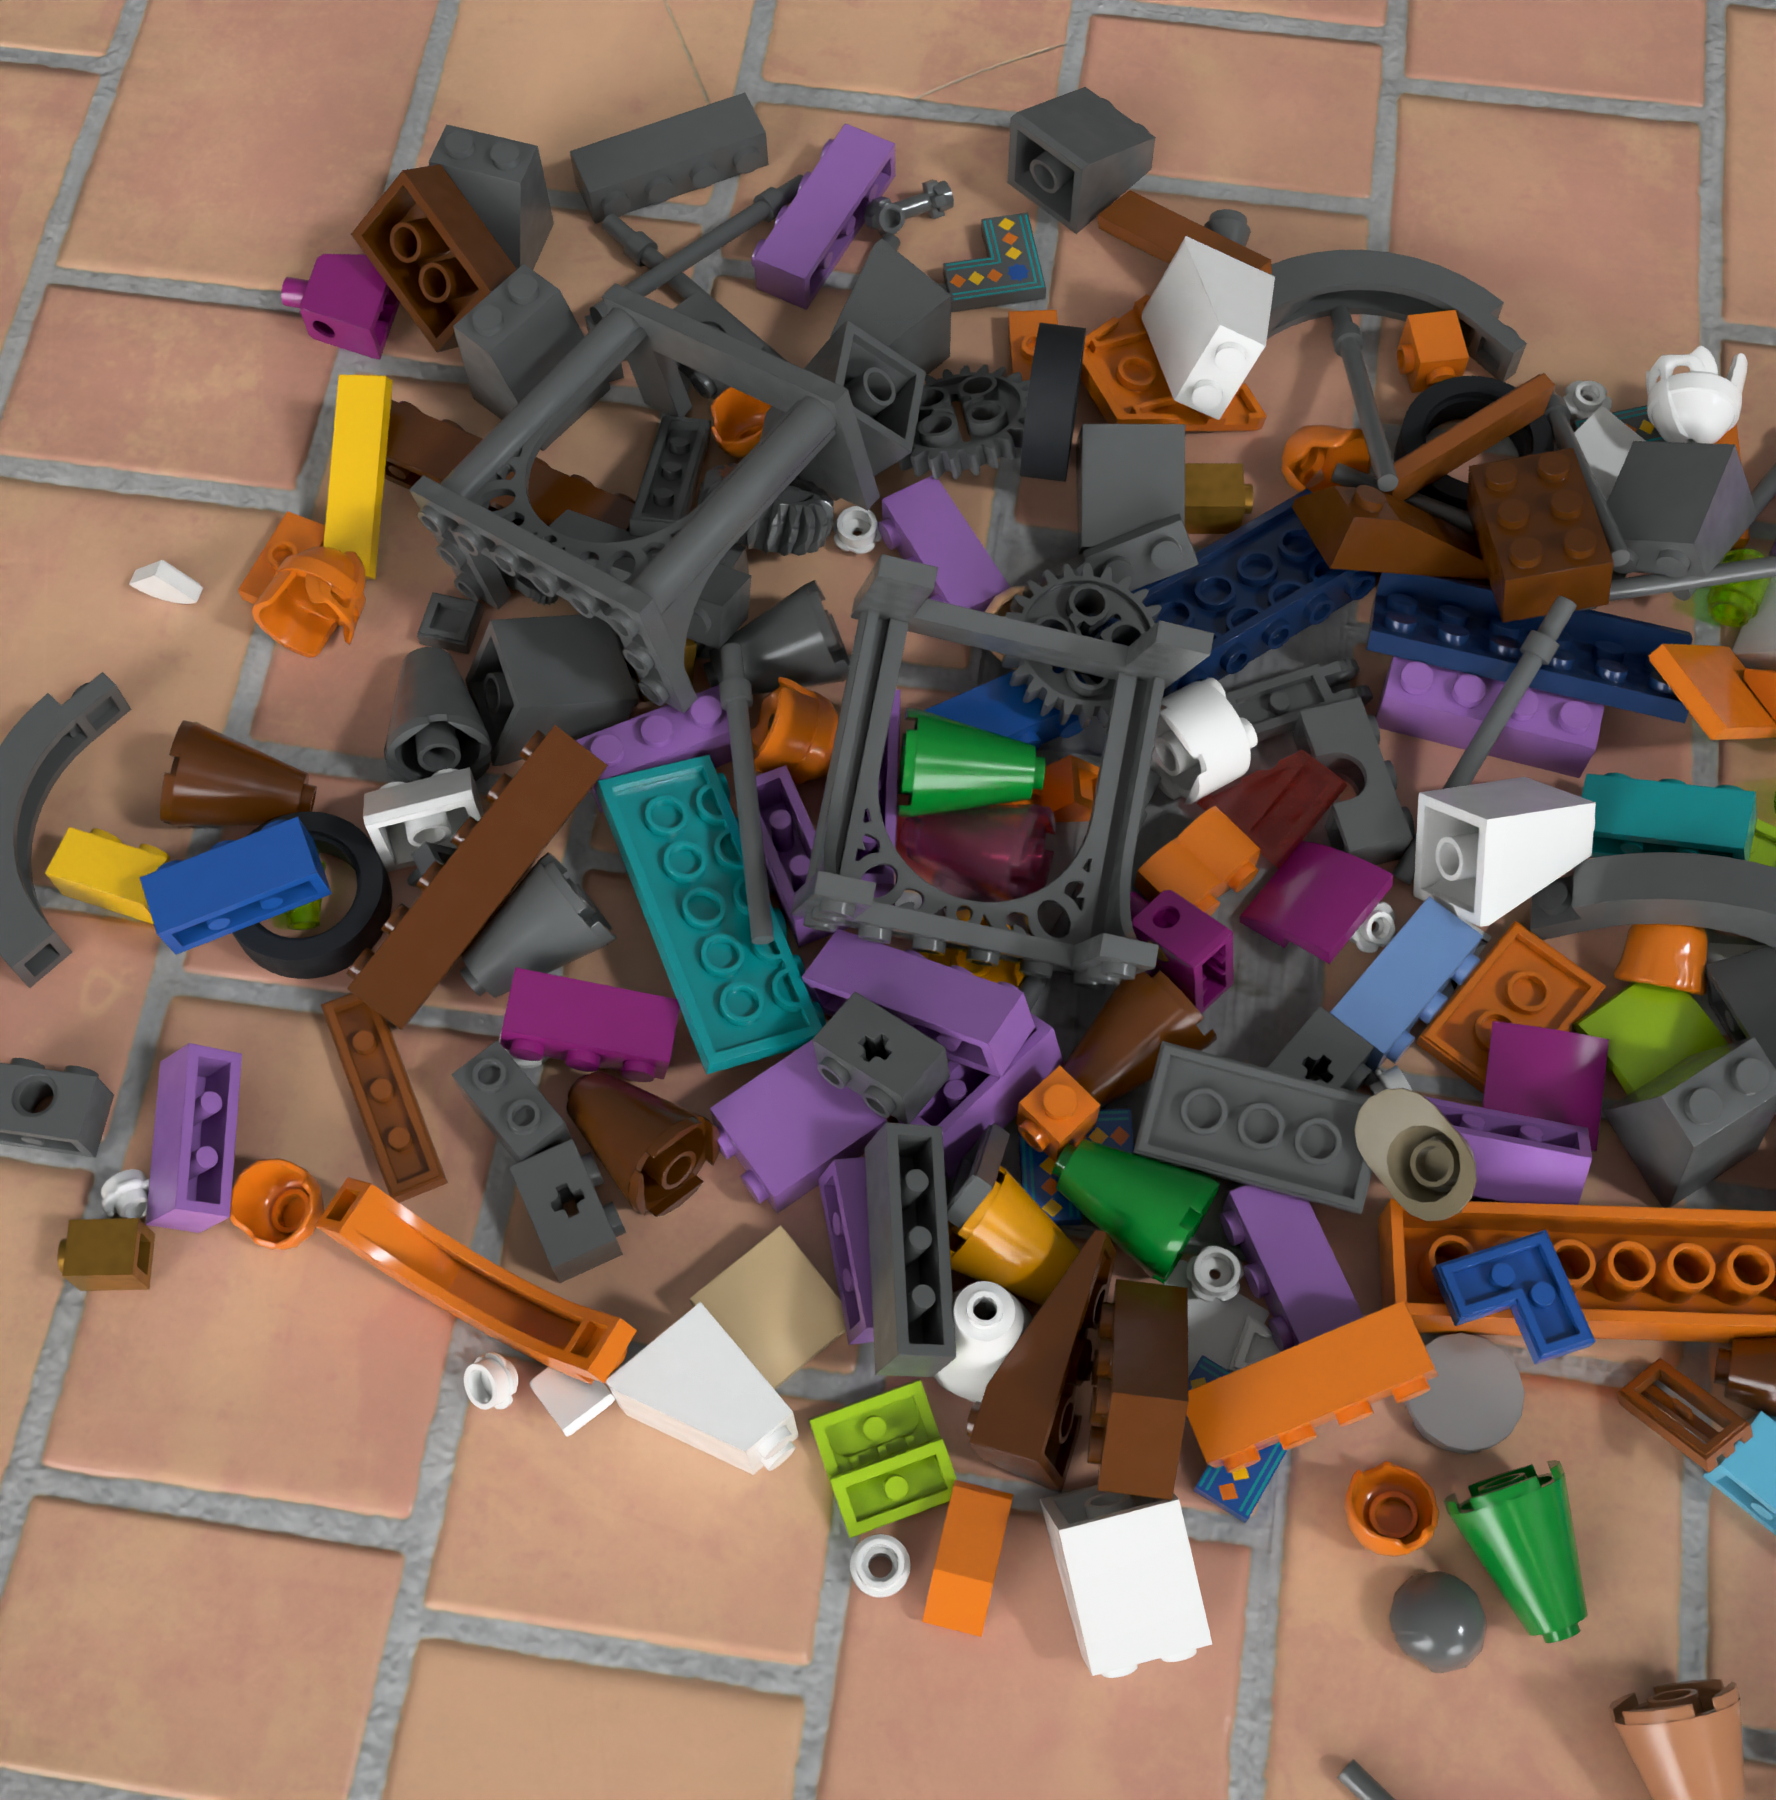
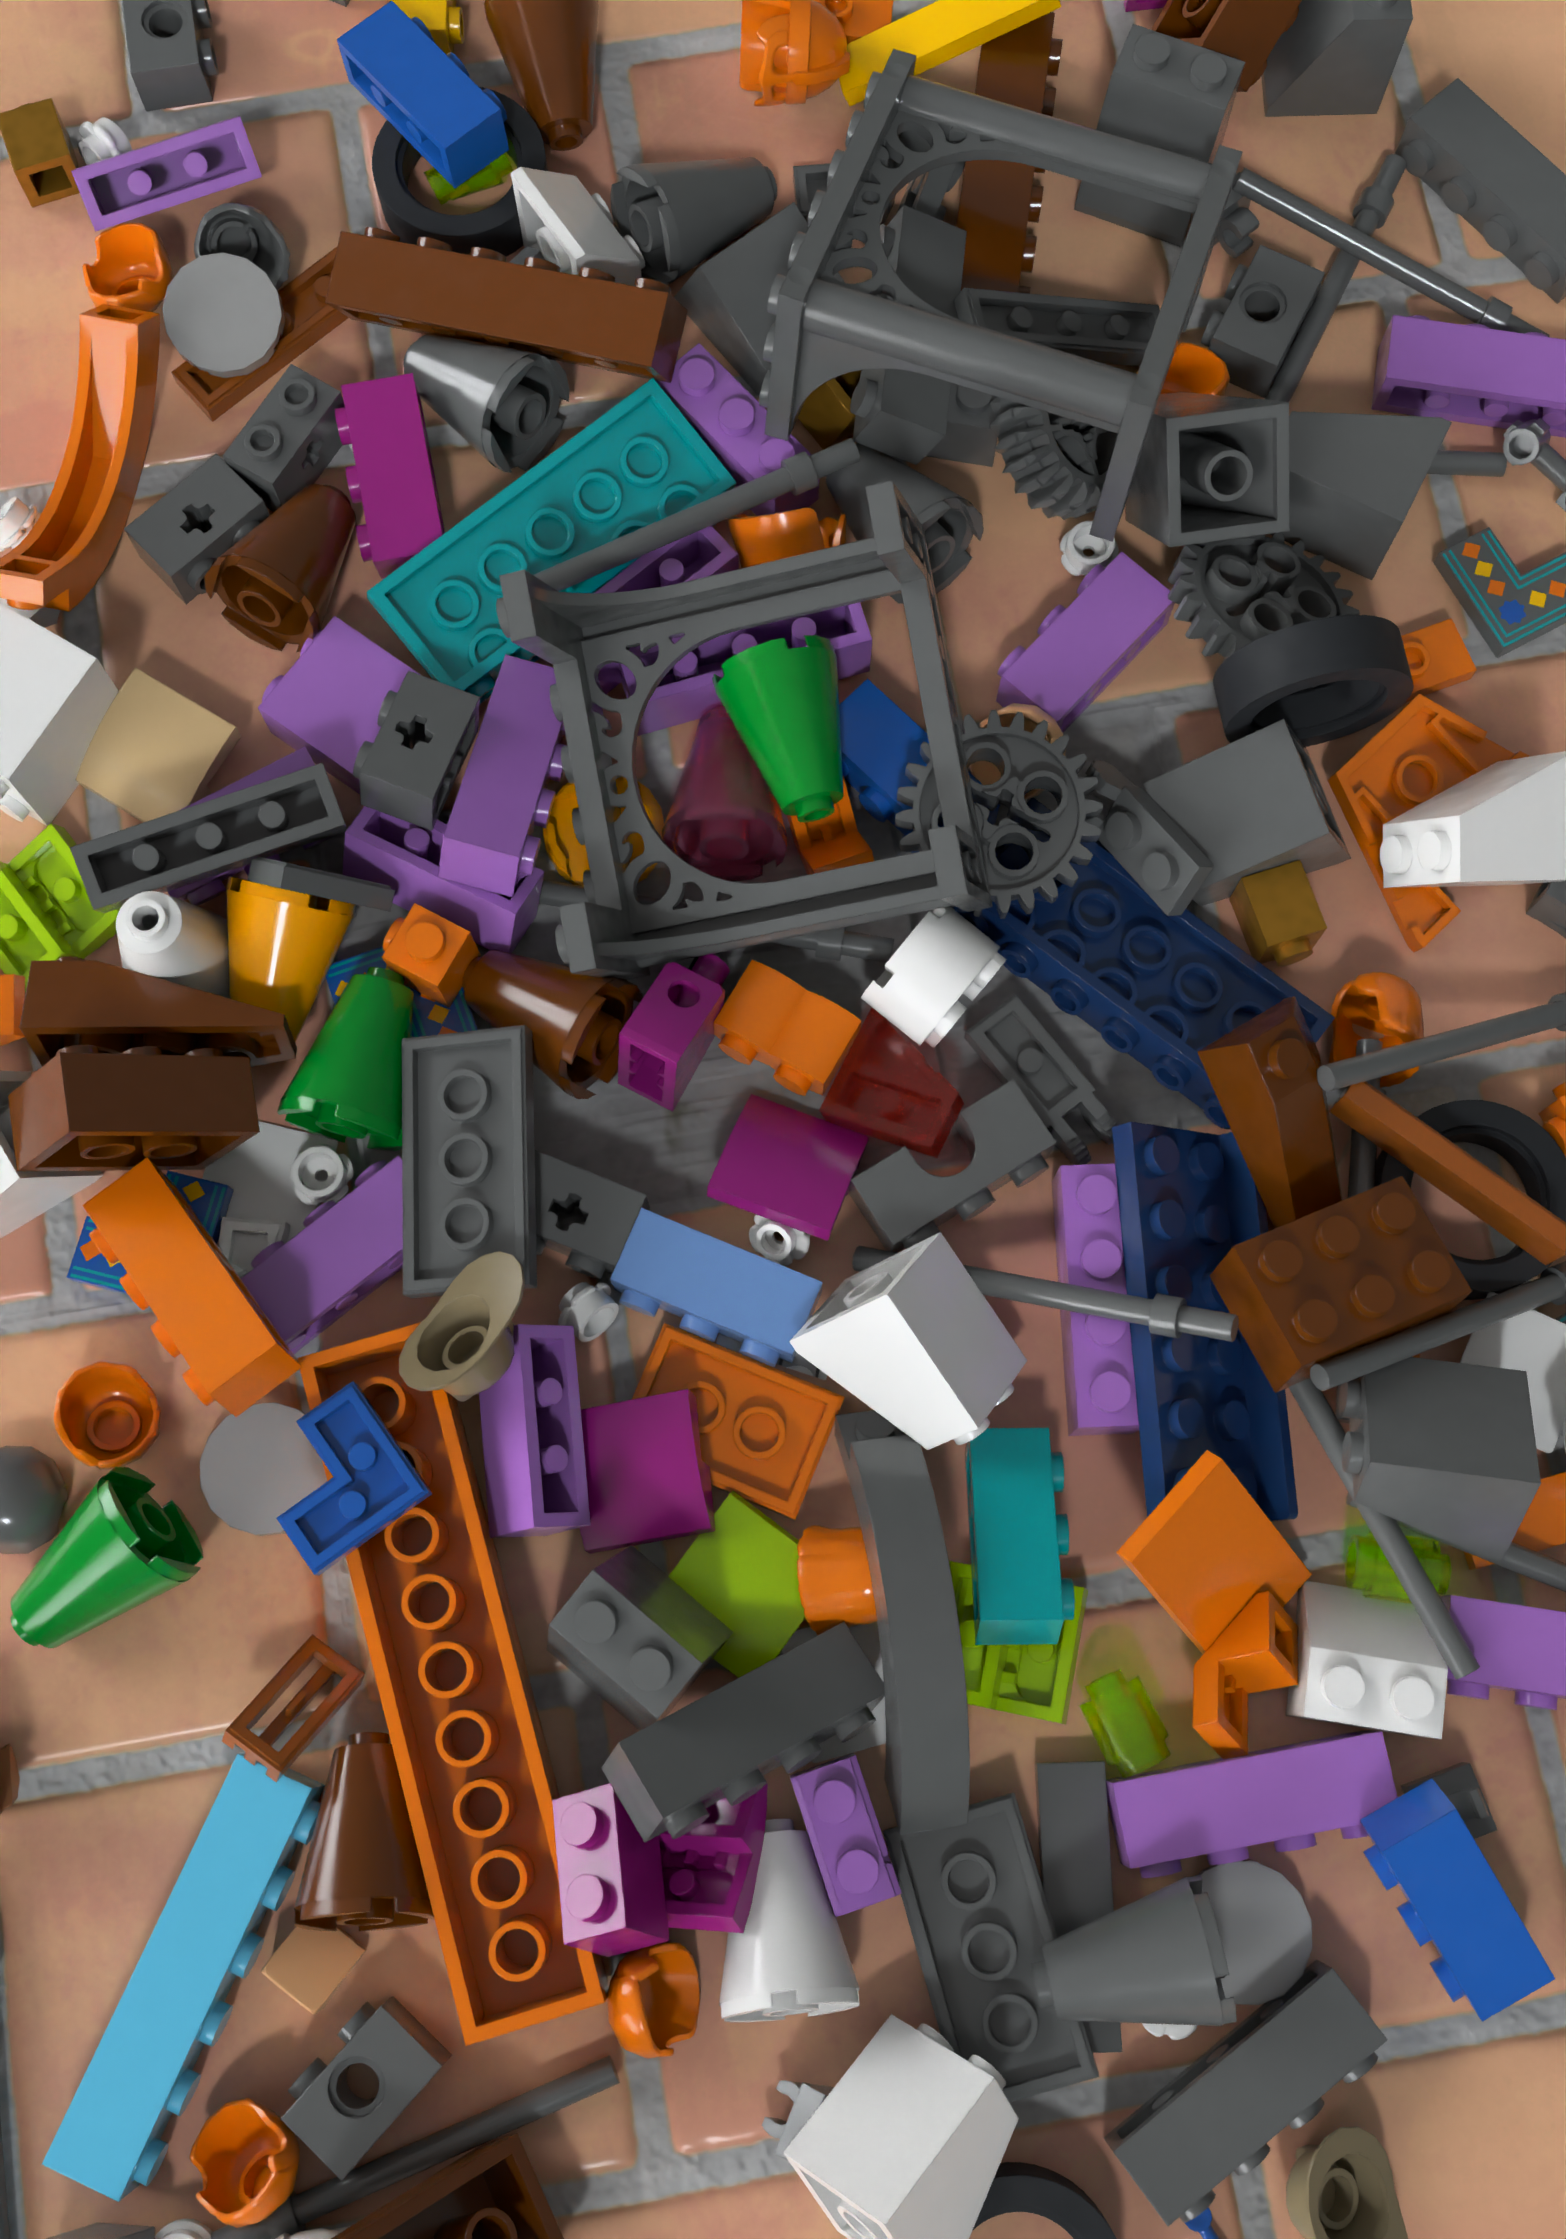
camera: 70 degrees right, 10 degrees up
(310, 1094) = (247, 234): none -> dark grey hair
(368, 1125) = (223, 315): none -> light grey tile

